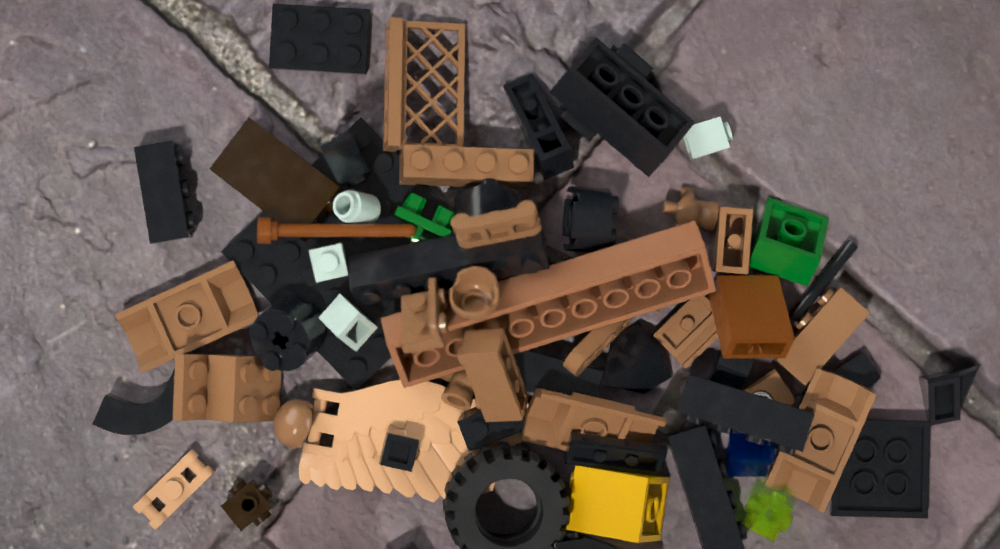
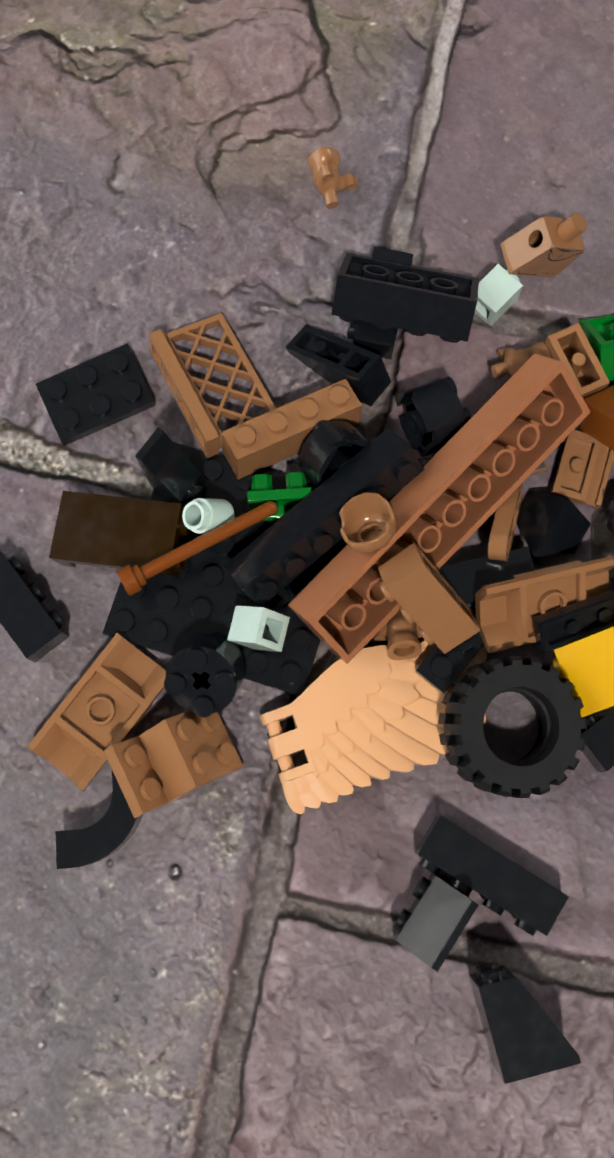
camera: 25 degrees left, 10 degrees down
(173, 489) = (174, 892): light nougat plate -> none
(239, 511) = (245, 874): dark brown brick -> none
(293, 423) = (257, 758): medium nougat hair -> none
(329, 262) = (210, 582): light aqua brick -> none
(398, 452) = (376, 729): black plate -> none
(424, 319) = (331, 576): medium nougat bracket -> none
(497, 226) = (351, 451): medium nougat plate -> none
(777, 126) = (545, 246): none -> medium nougat torso

